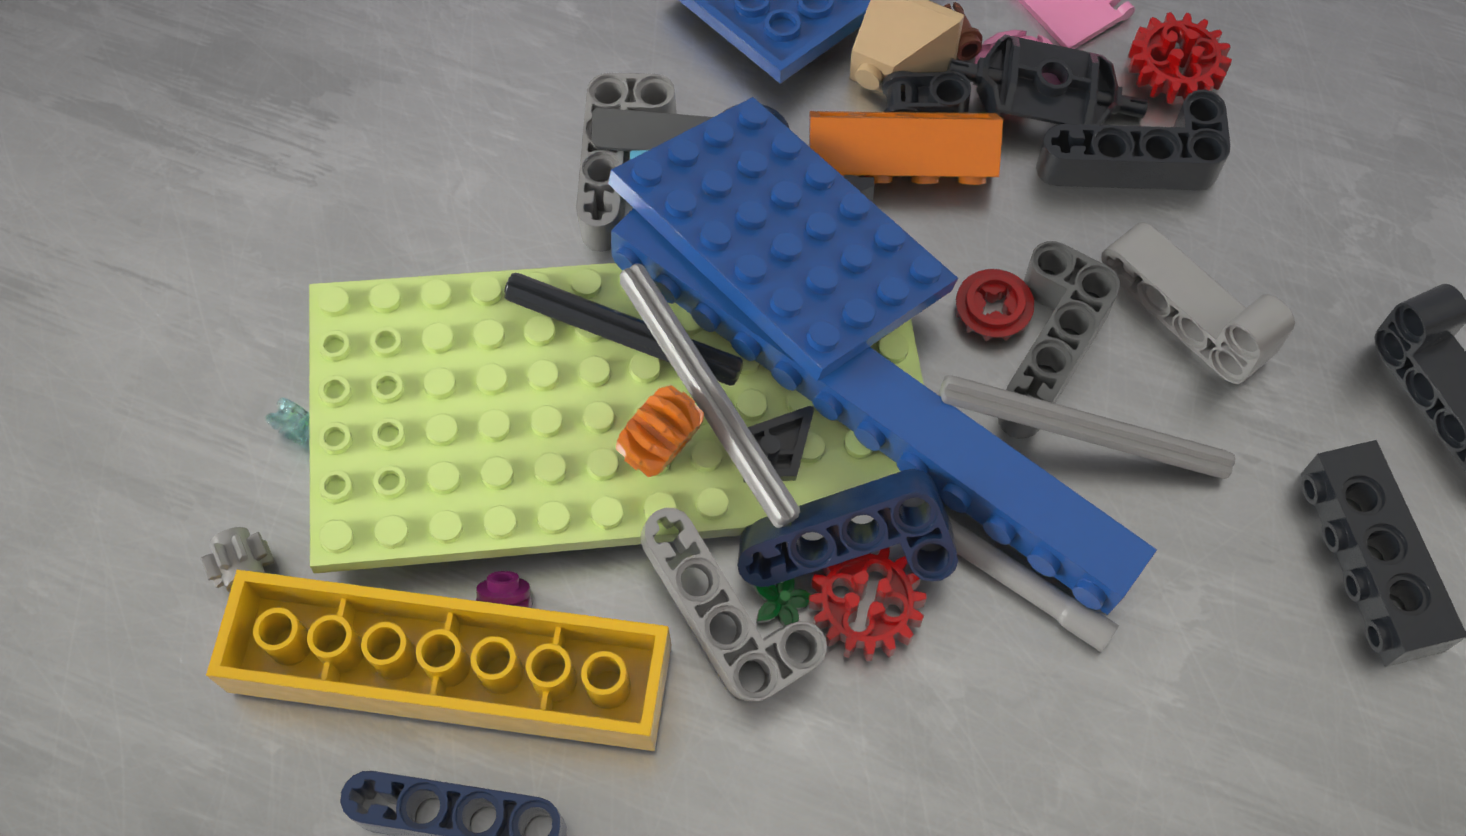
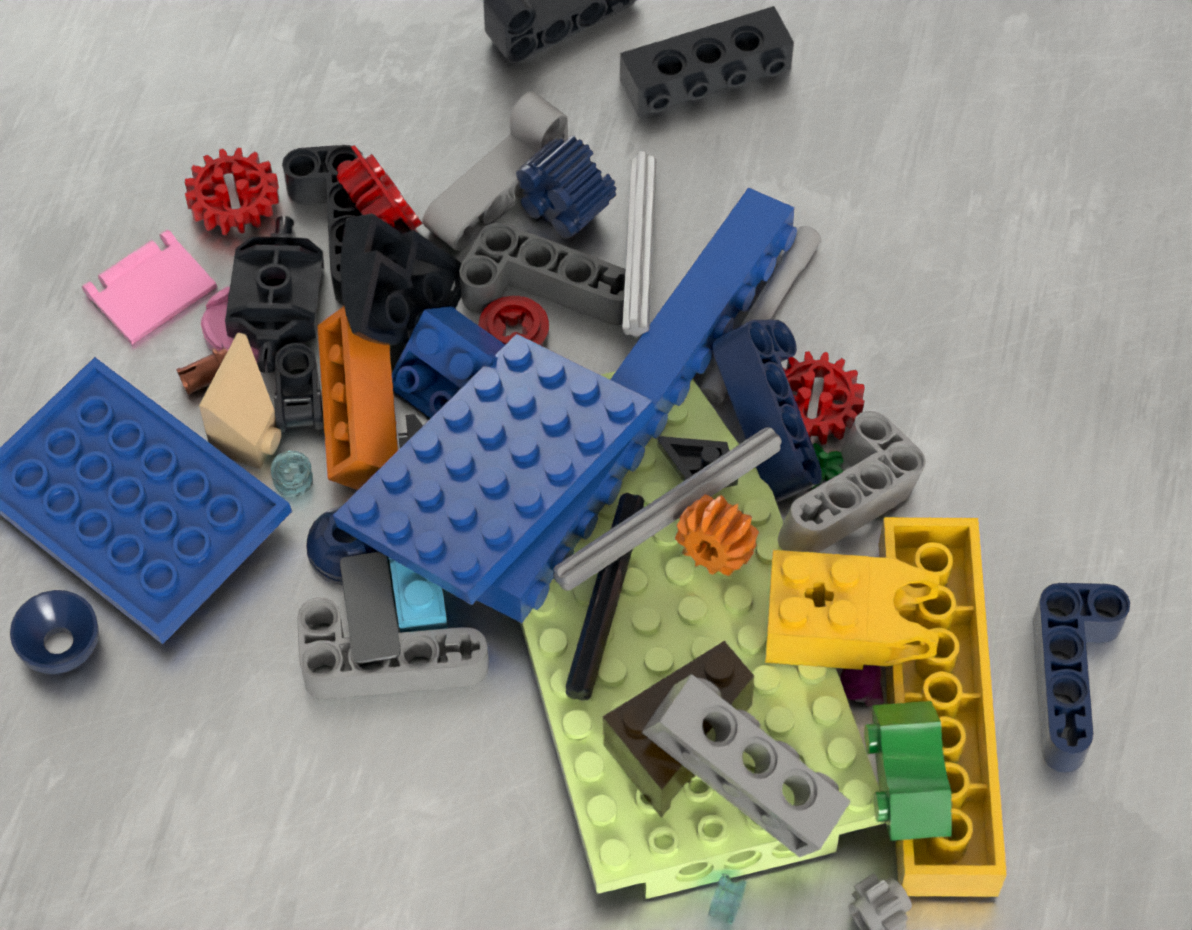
camera: 100 degrees left, 5 degrees down
(307, 576) = (910, 770): none -> green brick
(323, 405) = (720, 765): none -> light grey brick
(439, 360) = (647, 764): none -> dark brown wedge
(536, 562) = (844, 610): none -> yellow brick
(838, 85) = (282, 465): none -> clear light blue bush
(956, 226) = (442, 358): none -> blue slope
(1034, 174) = (392, 279): none -> black brick
(1158, 177) = (375, 191): none -> red hinge
(1170, 355) = (564, 186): none -> dark blue brick

